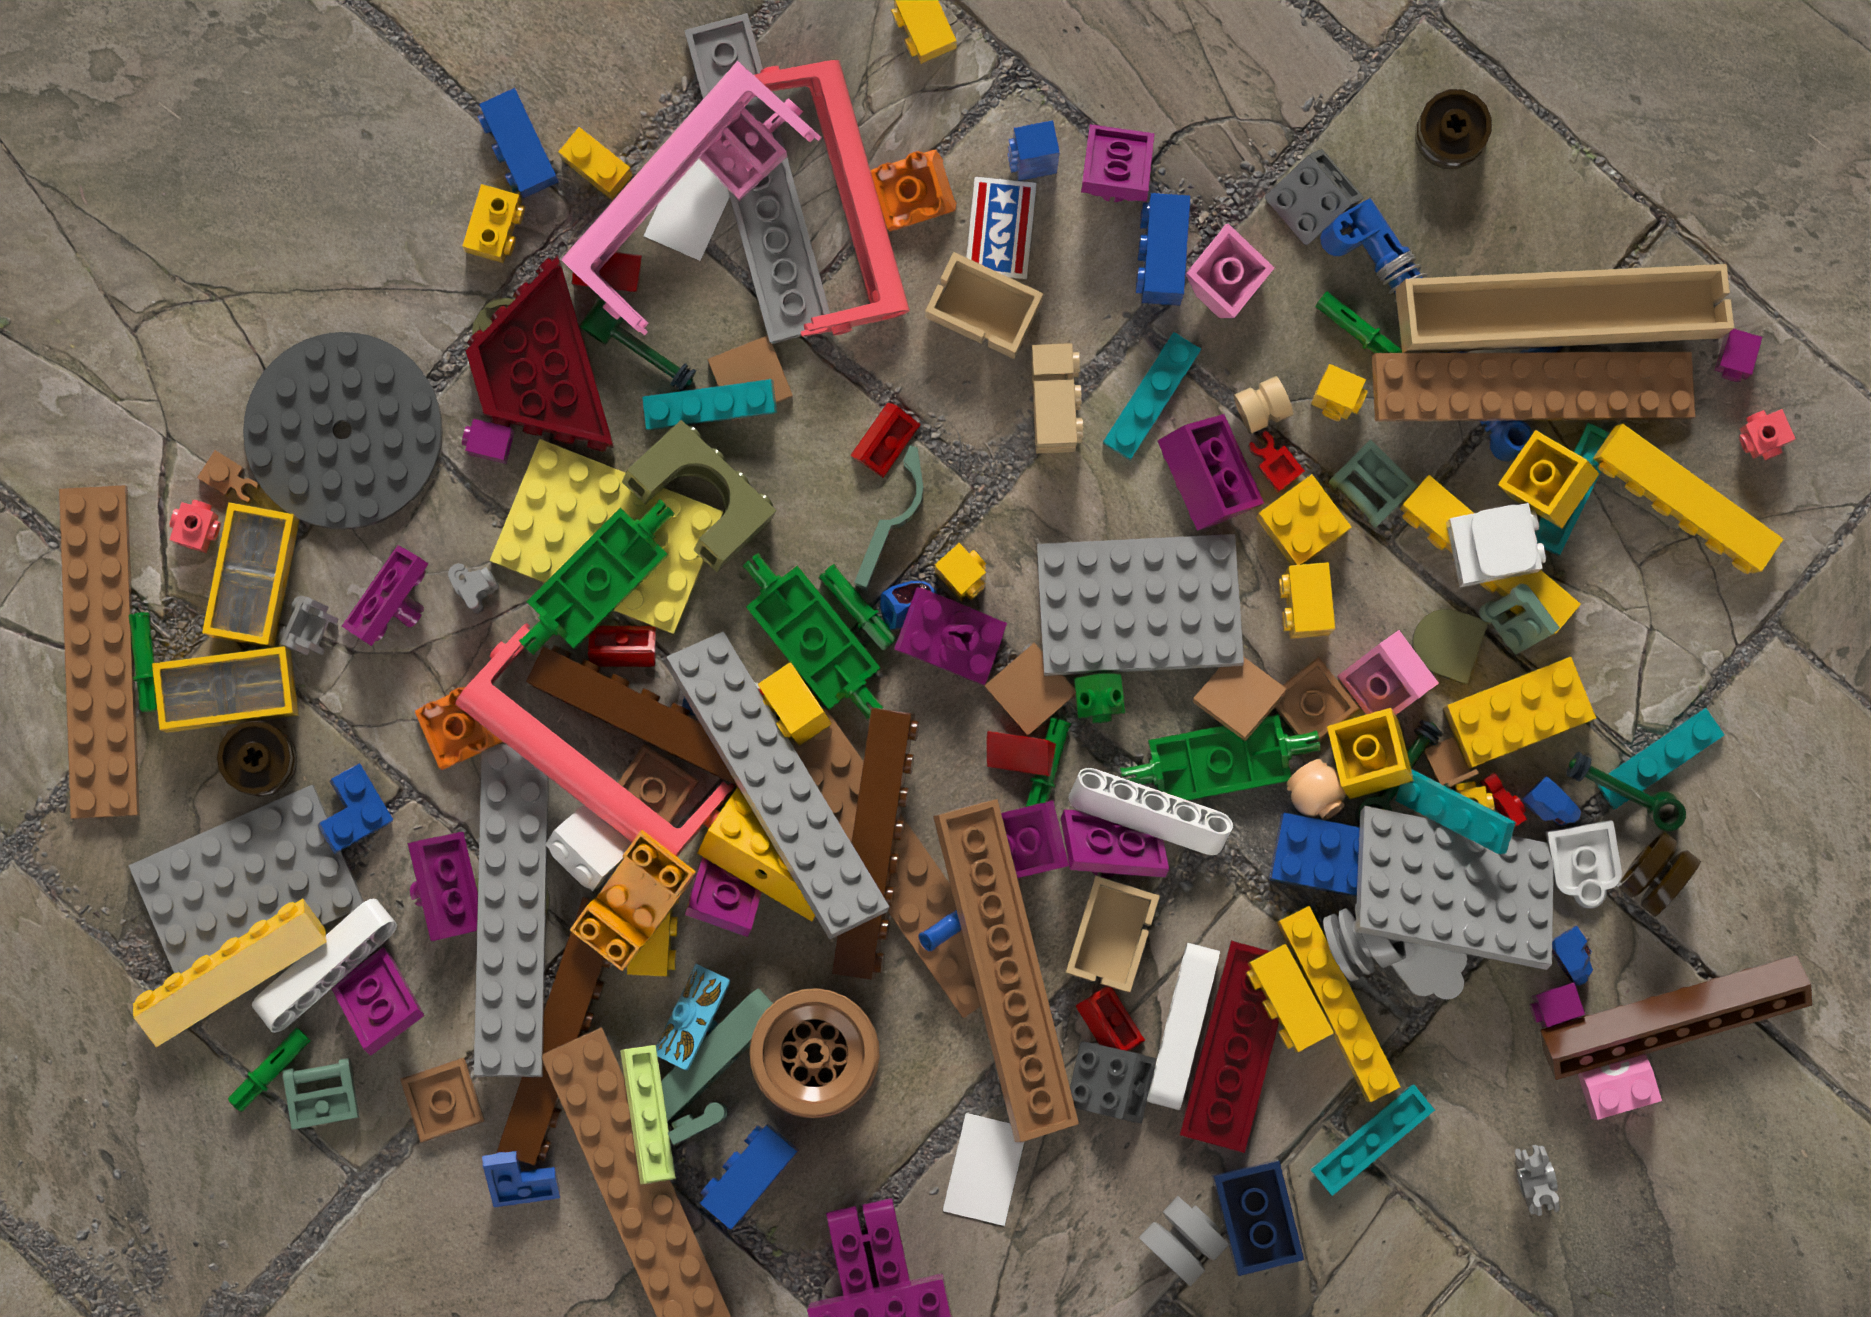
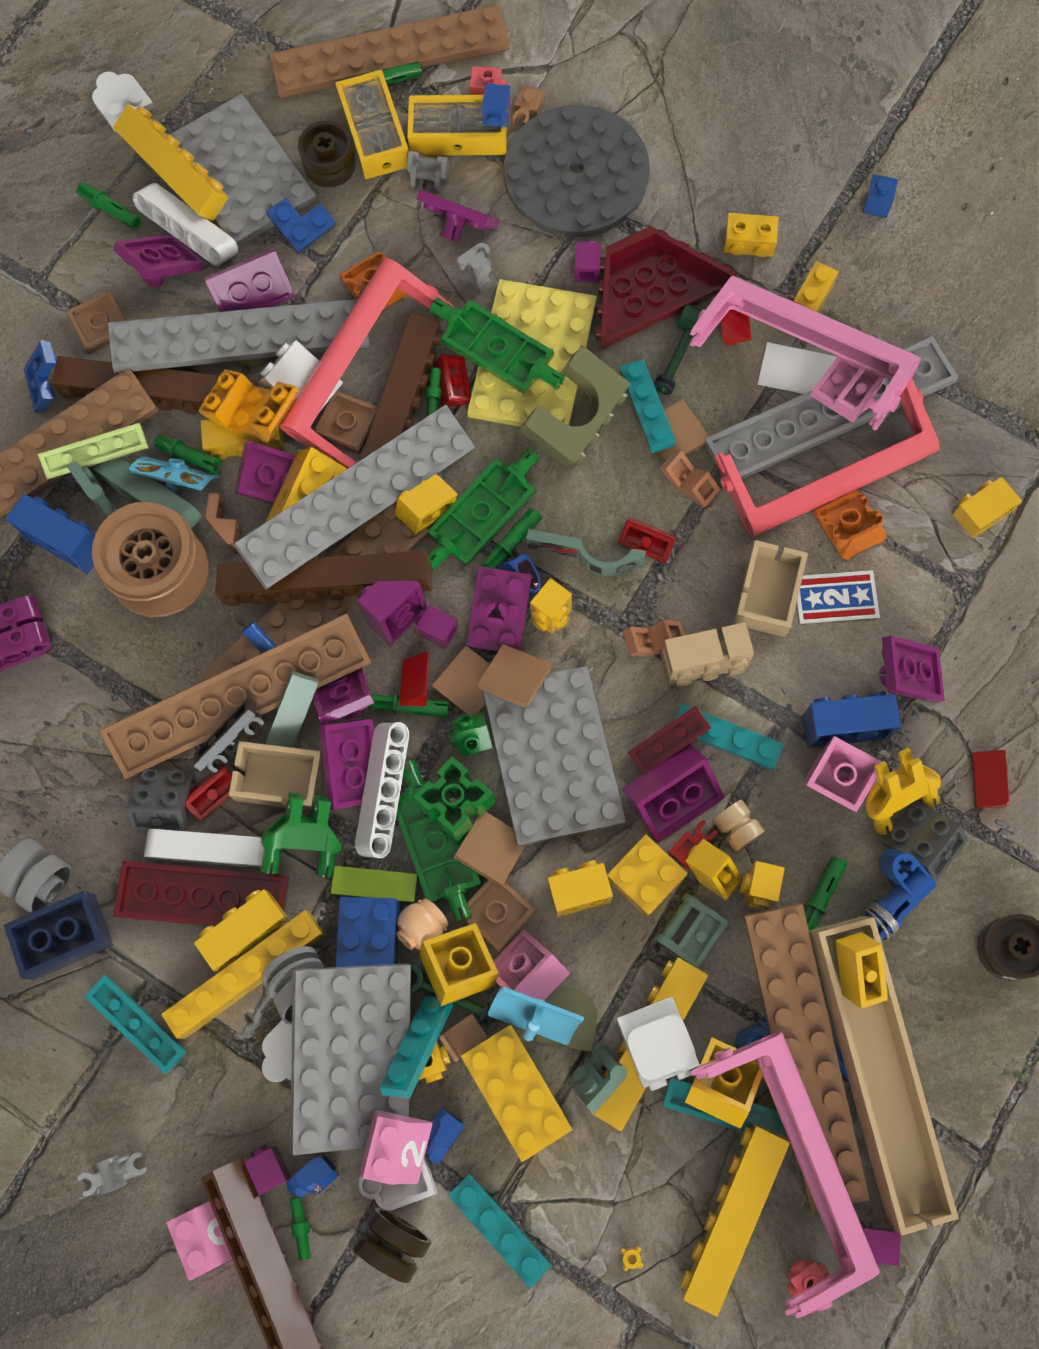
camera: 85 degrees right, 10 degrees down
(97, 1037) = (116, 93): none -> white plate
(254, 517) = (496, 105): none -> blue brick
(322, 1105) = (86, 244): sand green plate -> none
(471, 46) = (880, 195): none -> blue brick
(517, 143) = (815, 240): blue brick -> none
(637, 672) = (433, 392): none -> green bar
(663, 1000) = (179, 450): none -> green axle
(780, 961) = (227, 529): none -> nougat slope
(817, 372) = (692, 482): none -> nougat slope
(933, 766) = (391, 607): none -> magenta slope
(954, 717) = (436, 626): none -> magenta brick
(984, 1170) = (82, 713): white sticker -> none
(1017, 455) = (650, 640): none -> nougat slope
(1034, 151) = (907, 599): blue brick -> none
(1038, 906) = (291, 710): none -> tile
(1040, 631) = (514, 676): none -> medium nougat tile
(1054, 987) = (227, 736): none -> plate
(1149, 463) = (670, 740): none -> dark red plate
(1160, 724) = (456, 783): none -> green brick
(1188, 912) = (302, 833): none -> green connector
(1256, 105) = (990, 779): none -> red slope
(1256, 840) = (374, 884): none -> lime tile
(1257, 211) = (900, 788): none -> yellow connector
(1311, 443) = (714, 869): none -> yellow brick
(1443, 677) = (534, 1016): none -> medium azure shield
(1459, 306) = (861, 970): none -> yellow brick
(1504, 803) = (433, 1097): red plate -> none
(1559, 855) = (395, 1148): none -> bright pink slope
(1581, 767) = (476, 1155): dark green piece -> none
(1624, 978) = (300, 1228): none -> green bar
(1645, 401) = (817, 1165): none -> bright pink piece
(1711, 620) = (631, 1258): none -> yellow piece

